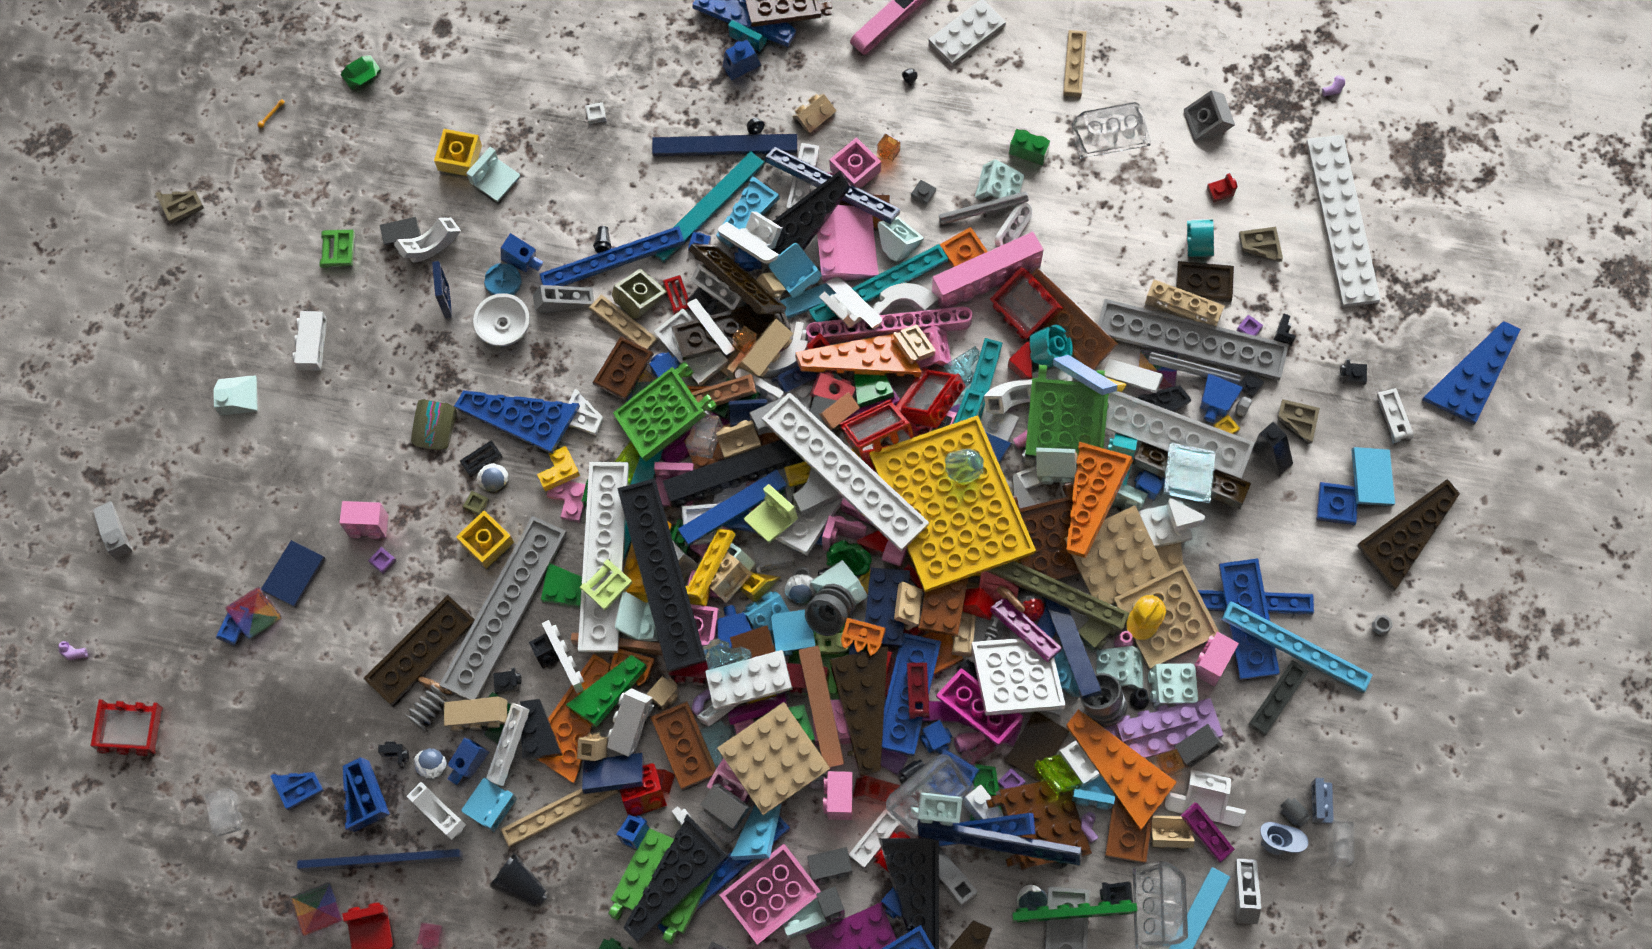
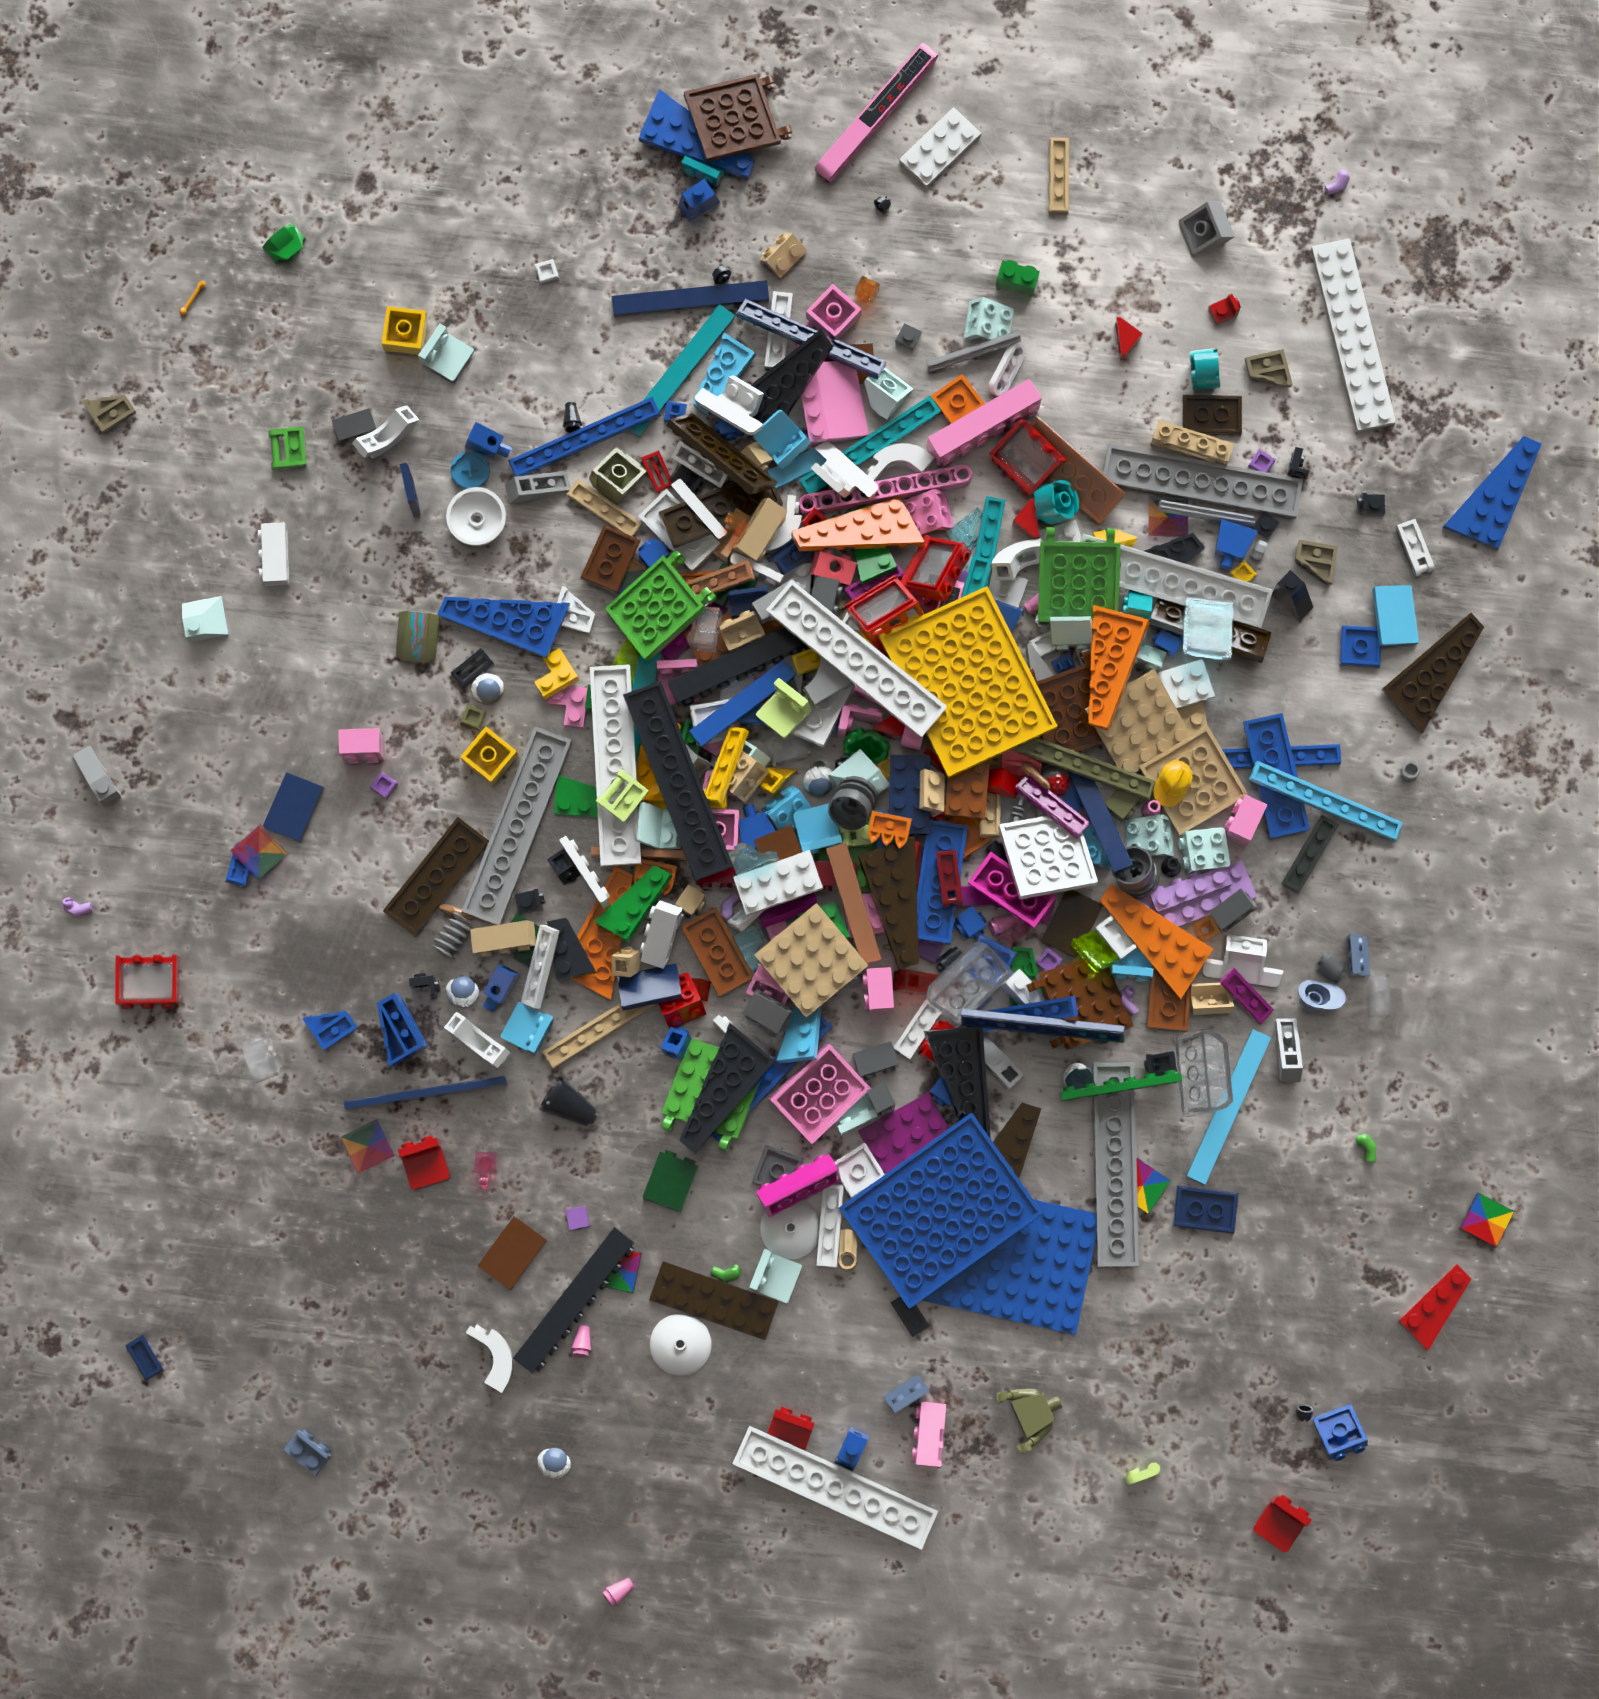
camera: 10 degrees left, 10 degrees up
(839, 411) = (843, 591): nougat tile -> none
(914, 344) = (914, 511): tan plate -> none
(938, 808) = (981, 998): light aqua bracket -> none
(964, 465) = (978, 642): clear light blue hair -> none
(1046, 495) = (1063, 663): none -> blue tile
(1085, 375) = (1094, 535): light blue tile -> none
(1110, 130) = (1102, 252): clear windscreen -> none
(1128, 206) = (1127, 337): none -> red slope
(1133, 375) = (1143, 526): white tile -> none
(1183, 516) = (1203, 676): white slope -> none

